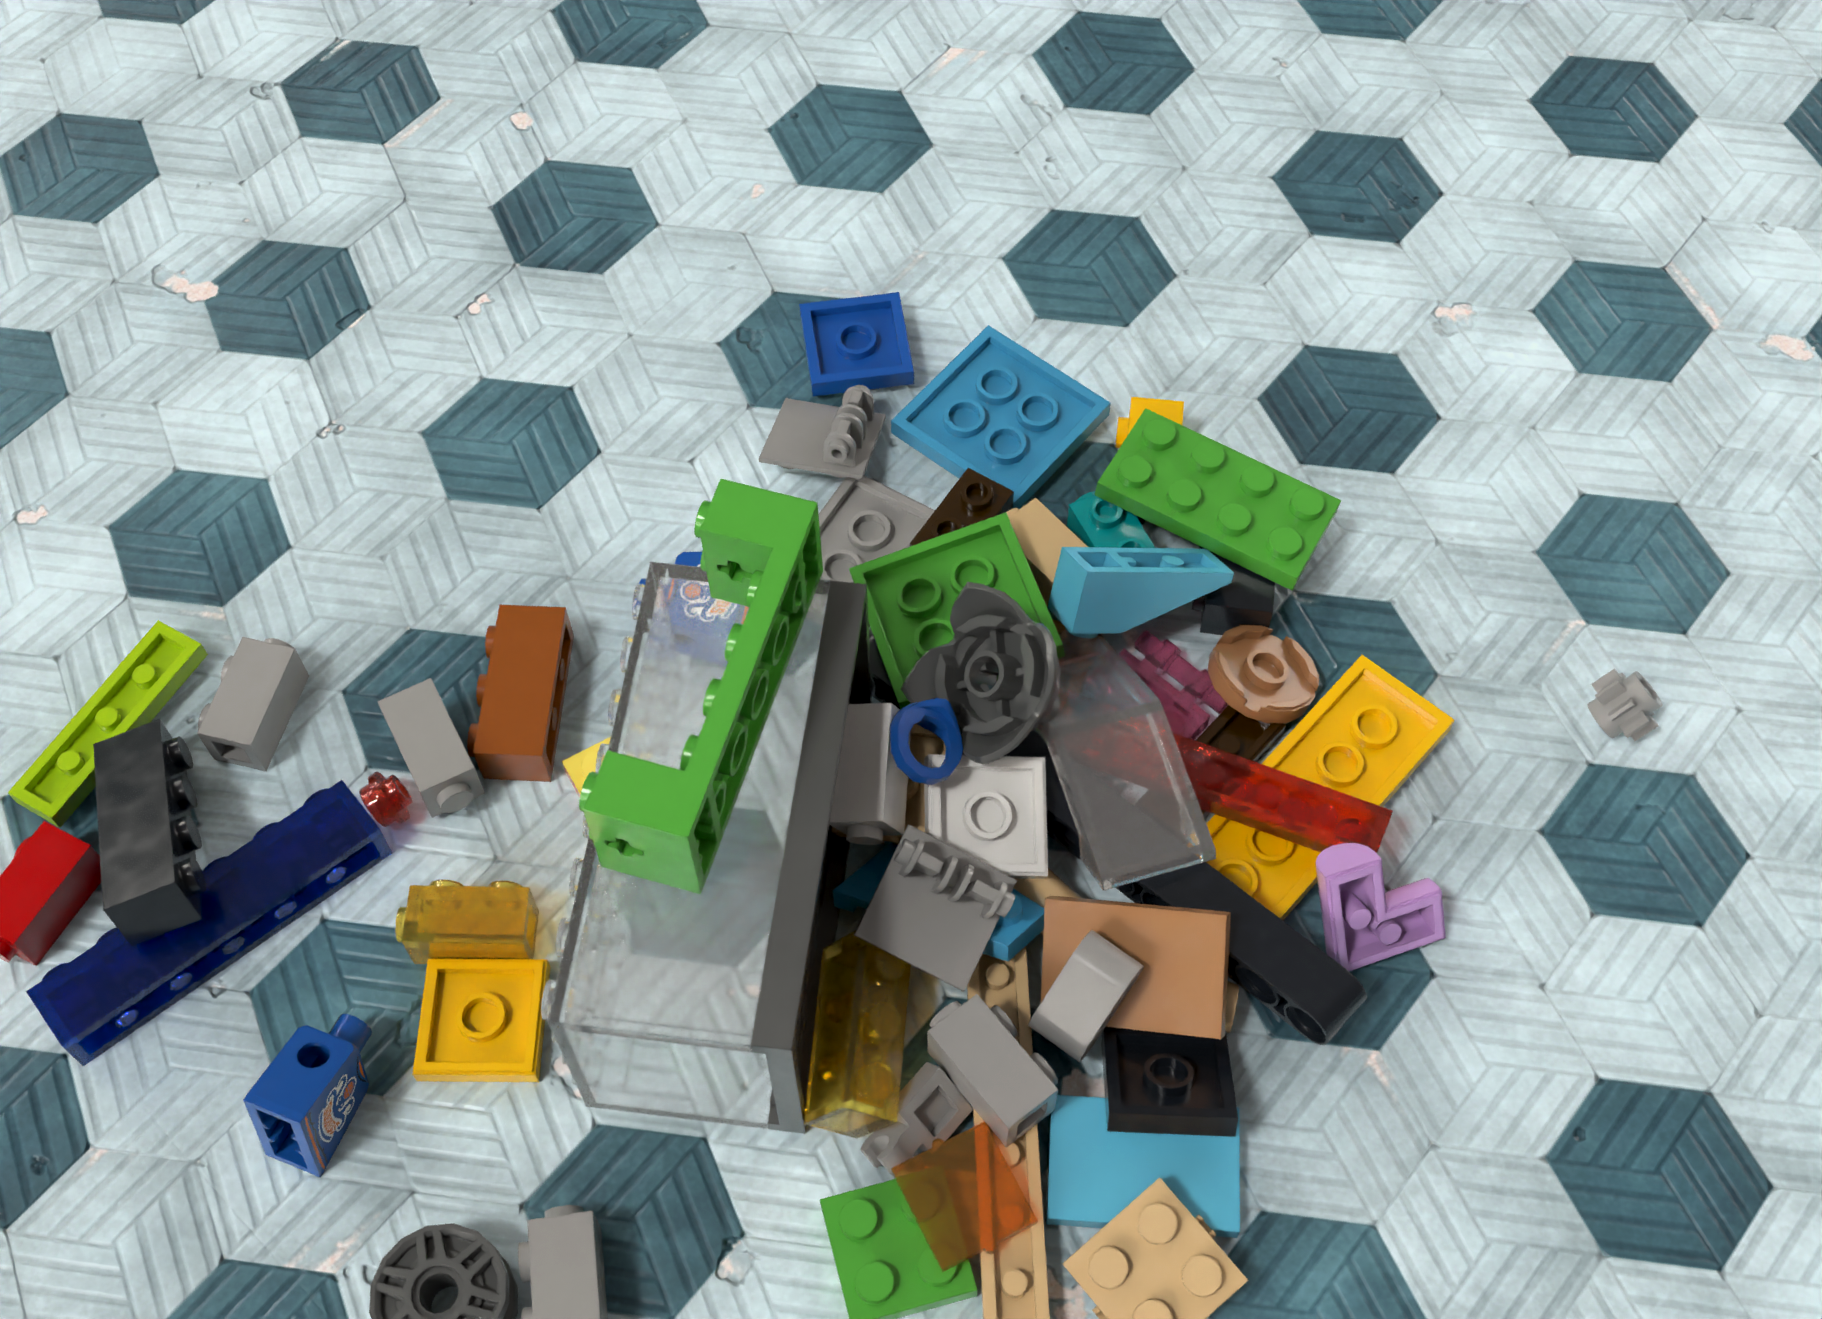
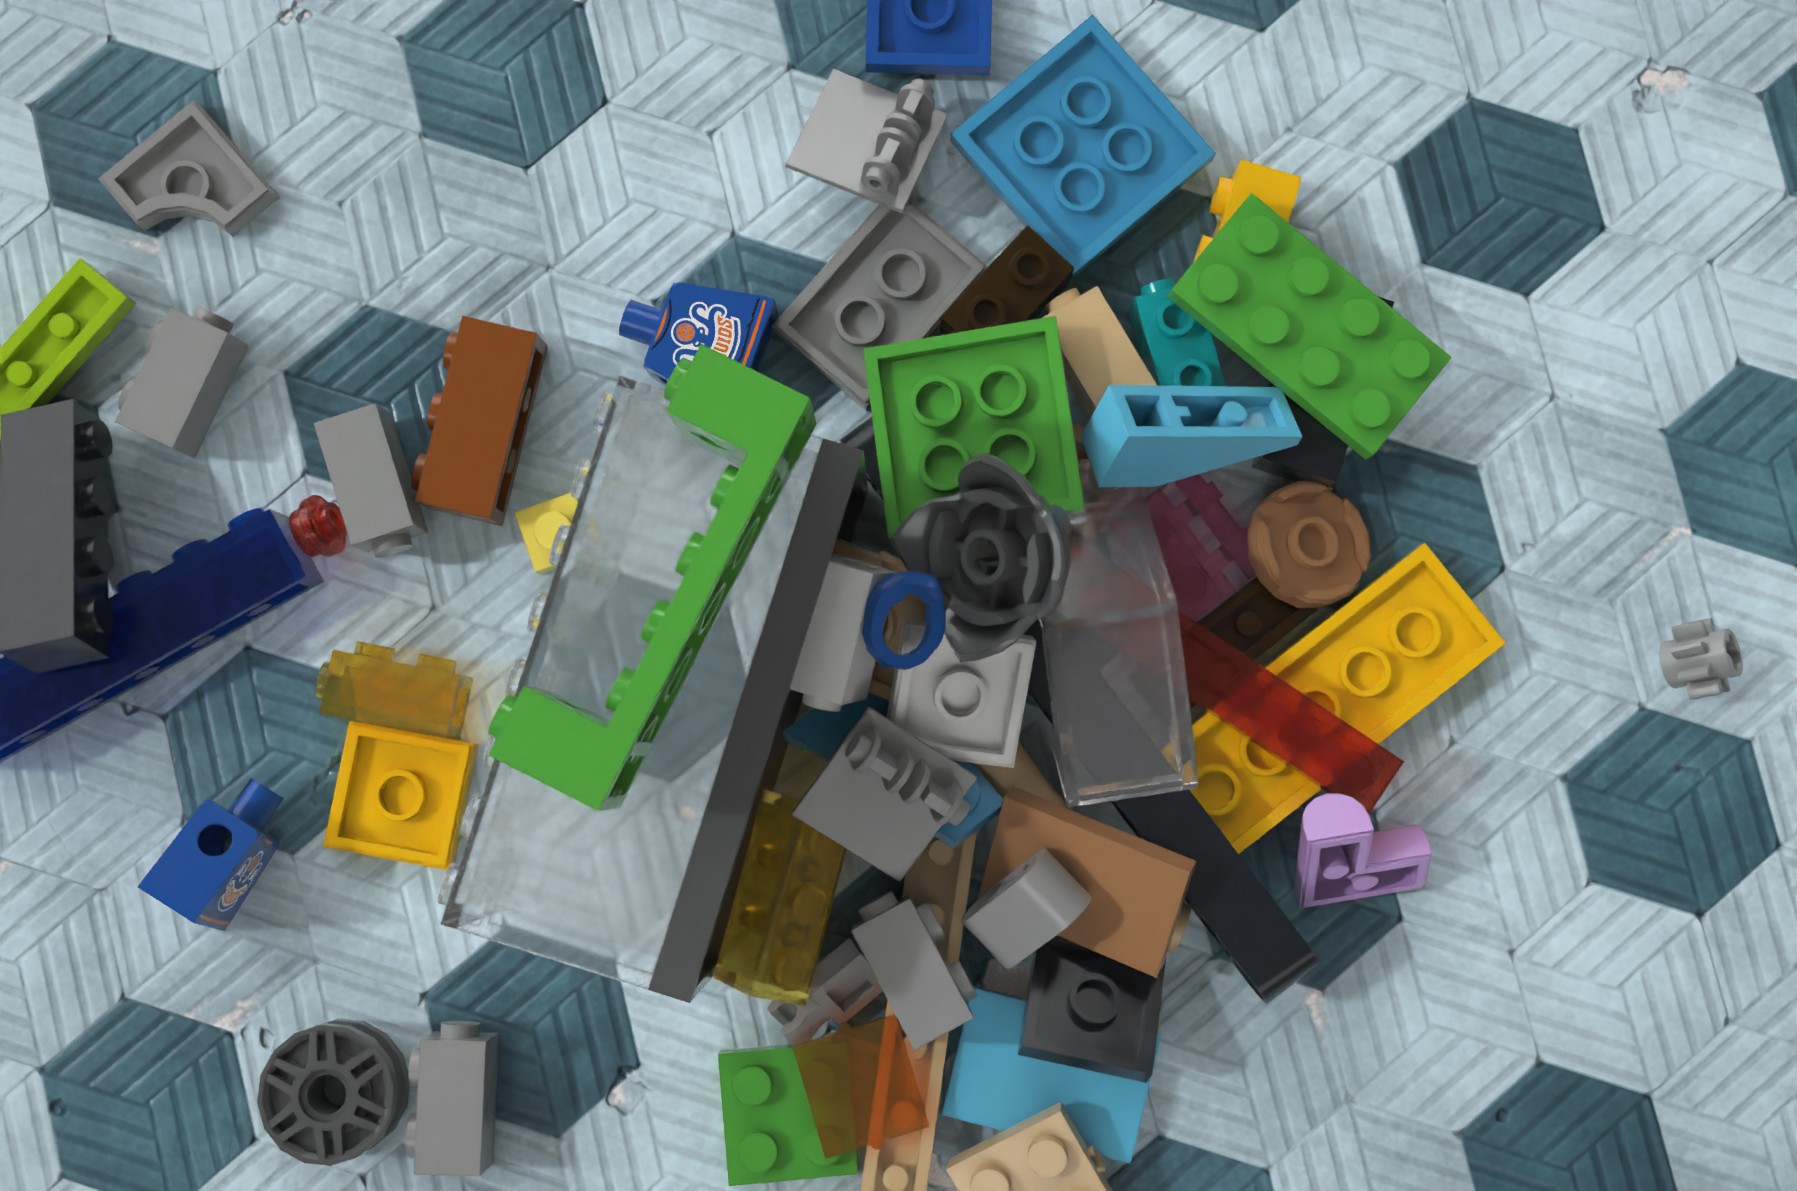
camera: 10 degrees right, 25 degrees up
(249, 550) = (189, 171): none -> light grey tile

